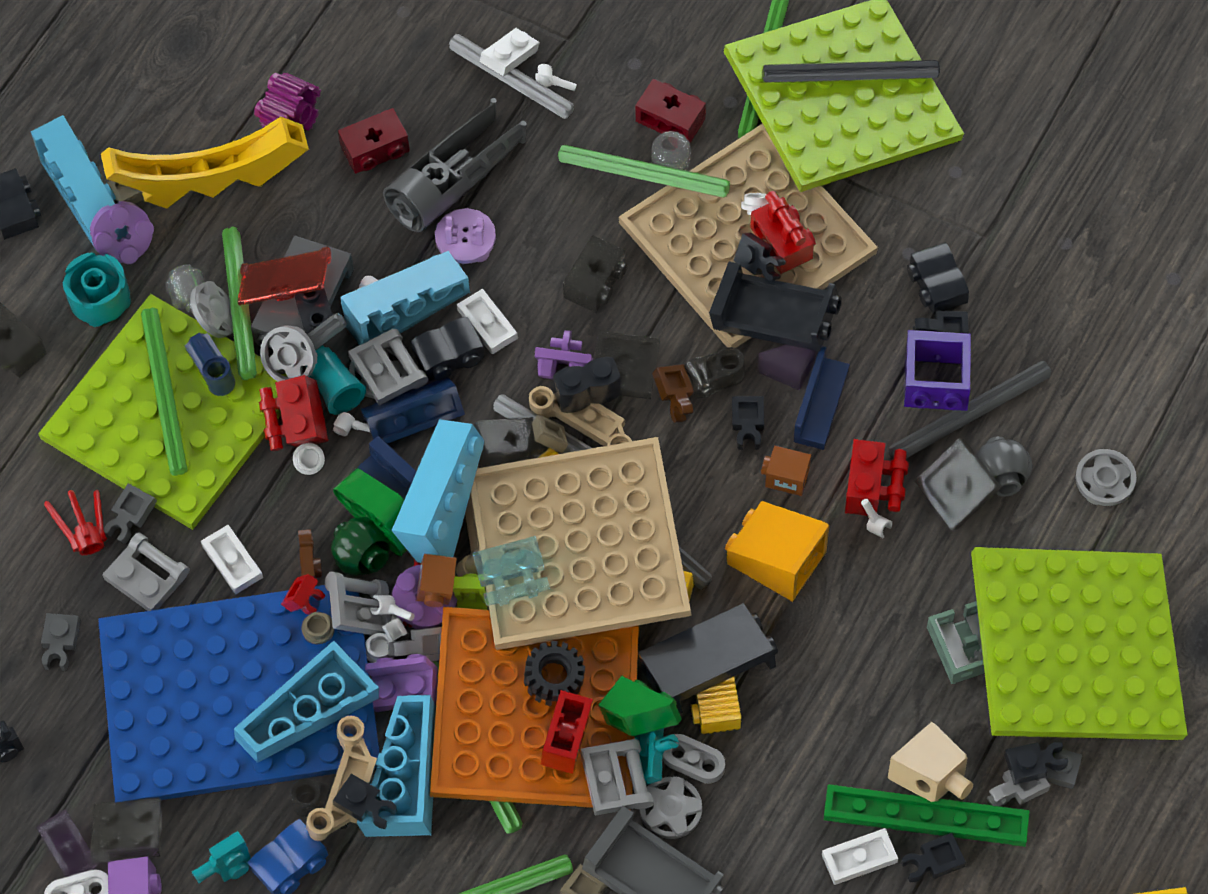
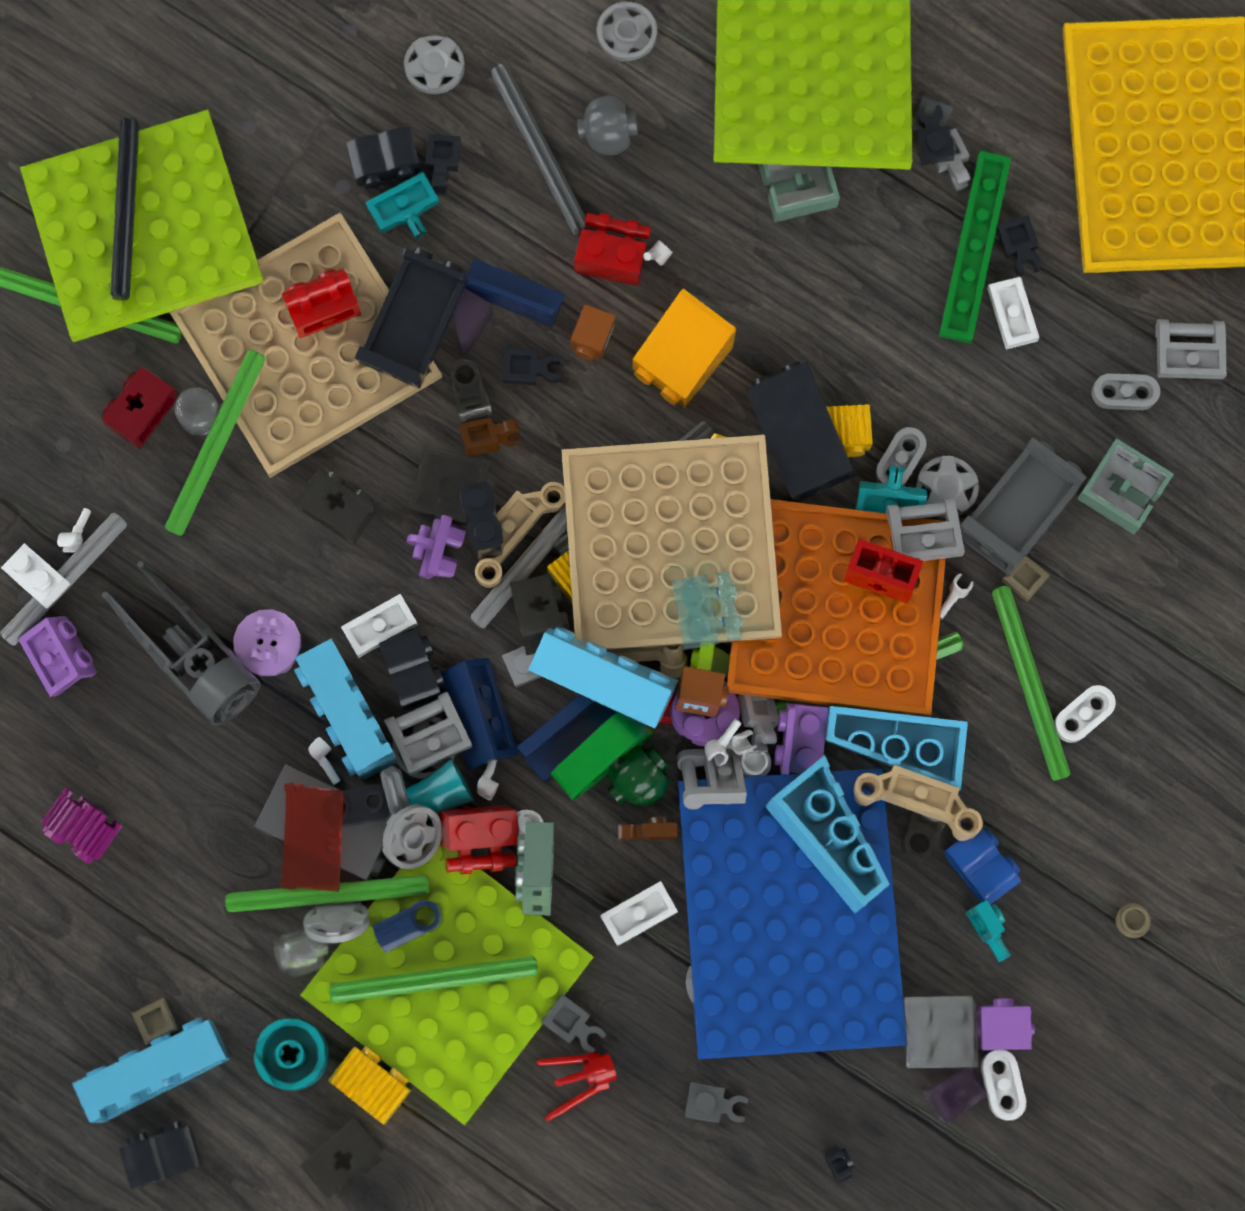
camera: 90 degrees left, 15 degrees up
(72, 354) = (370, 1084): none -> yellow brick
(117, 216) = (239, 1020): medium lavender plate -> none
(139, 581) = (652, 1016): light grey plate -> none
(208, 171) = (152, 916): yellow arch -> none
(264, 459) = (535, 868): none -> sand green piece
(299, 594) = (700, 835): red tile -> none
(317, 628) = (737, 821): dark tan plate -> none
(360, 799) = (943, 781): black plate -> none
(374, 141) = (120, 720): dark red brick -> none
(442, 79) = (57, 654): none -> medium lavender bracket
(549, 433) = (534, 565): dark tan tile -> none
(553, 654) = (812, 561): black tyre -> none
(559, 820) = (955, 593): none -> white hand
(637, 709) = (860, 501): green slope -> none
(753, 201) = (277, 326): white plate -> none
(756, 258) = (347, 332): black plate -> none
(893, 300) = (404, 205): none -> teal plate
(931, 766) = (932, 231): tan torso -> none
(942, 348) = (467, 163): dark purple window -> none
(957, 484) = (629, 167): clear smoke plate -> none
(1042, 314) = (434, 64): none -> light grey wheel

